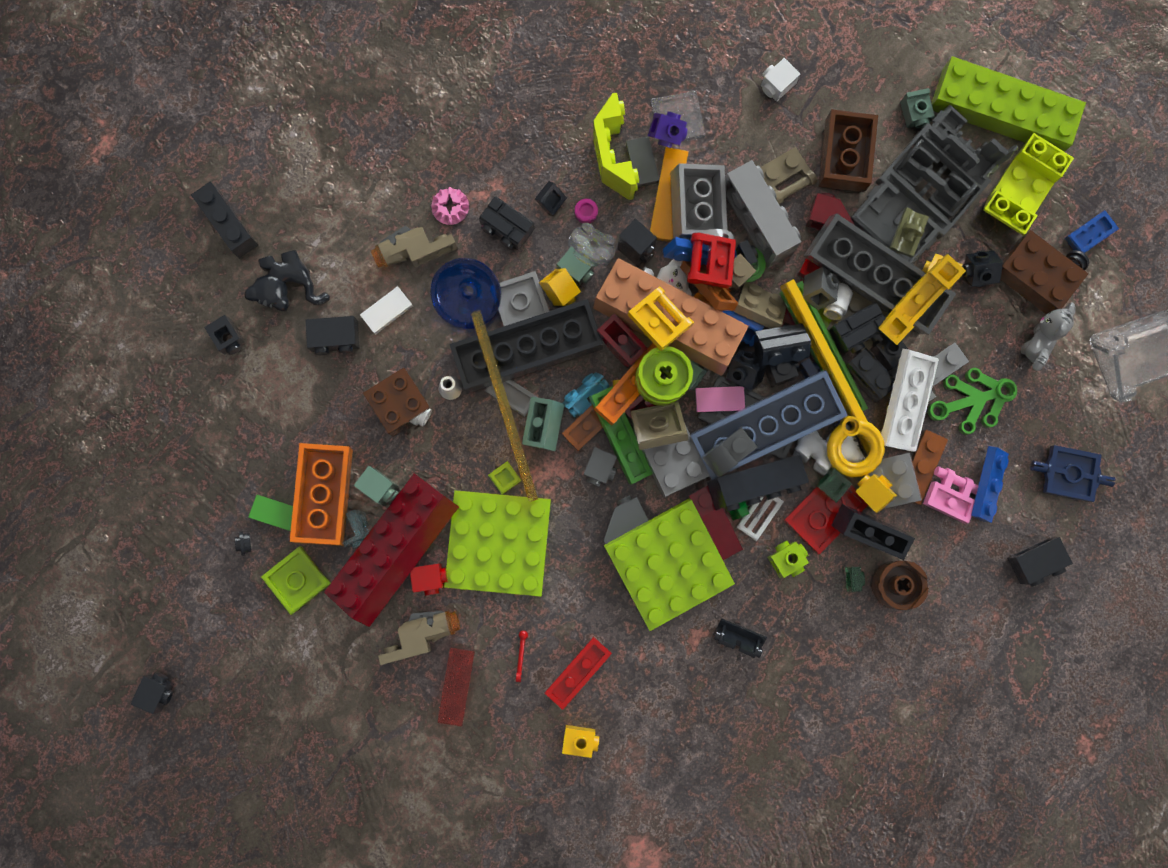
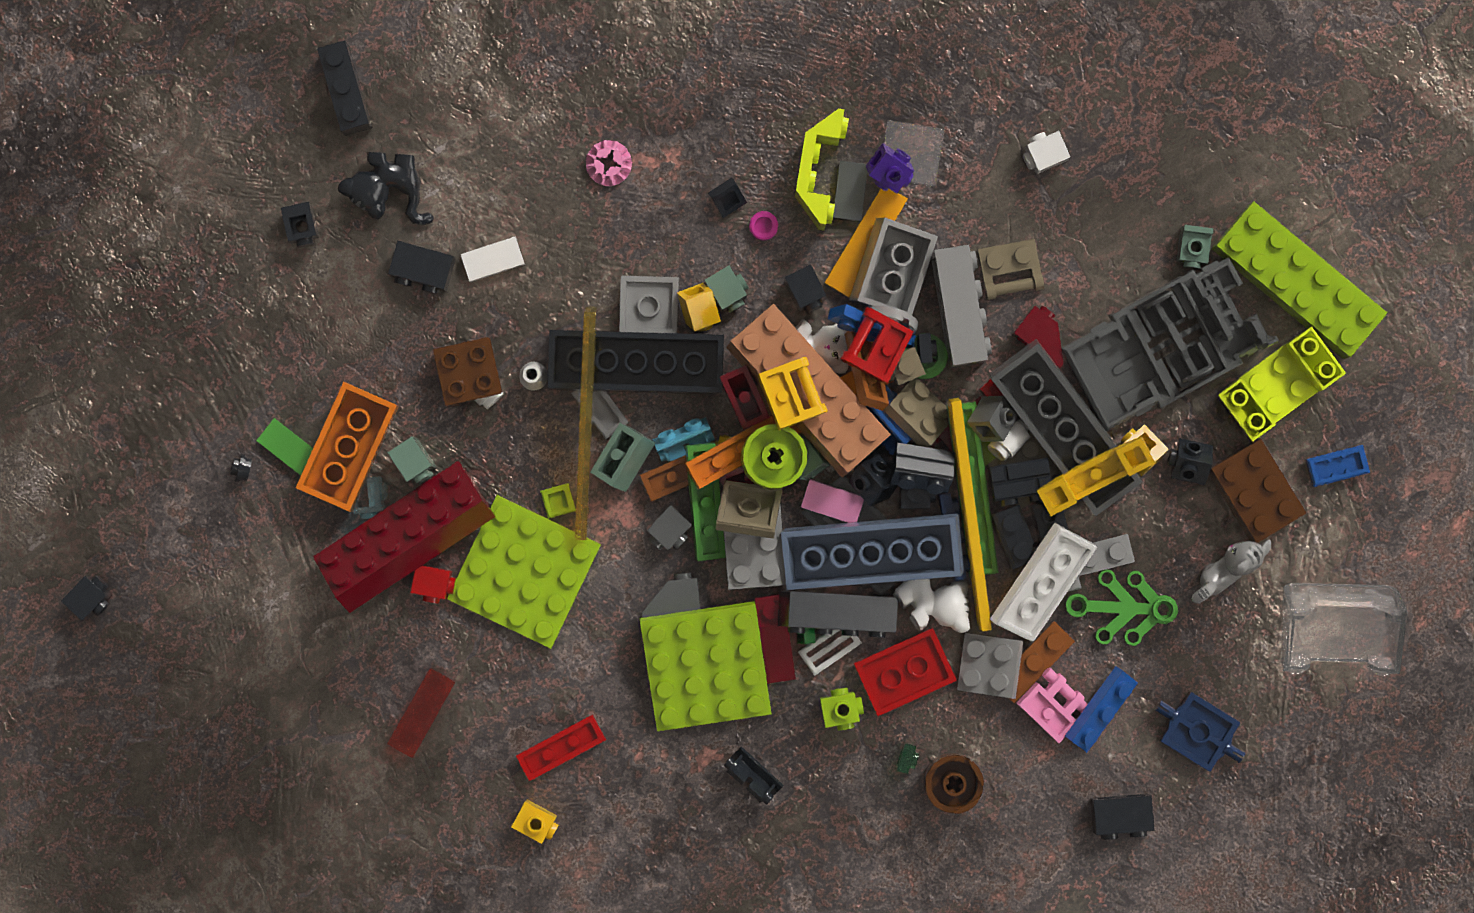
camera: 20 degrees right, 5 degrees up
(295, 580) = (284, 530): lime tile -> none
(411, 244) = (548, 193): dark tan plate -> none
(418, 632) = (400, 638): dark tan plate -> none
(455, 302) = (578, 285): clear blue dish -> none
(506, 223) = (665, 208): black brick -> none
(523, 635) = (515, 684): red hinge -> none
(587, 235) = (767, 272): clear plate -> none
(729, 452) = (813, 568): dark grey brick -> none
(834, 485) = (922, 645): clear green plate -> none
(835, 442) = (948, 592): yellow piece -> none
(848, 150) = (1090, 268): reddish brown brick -> none
(872, 532) = (944, 713): black brick -> none
(875, 491) = (965, 671): yellow brick -> none
(909, 232) = (1116, 392): olive hips -> none
(1079, 258) = (1305, 492): black plate -> none

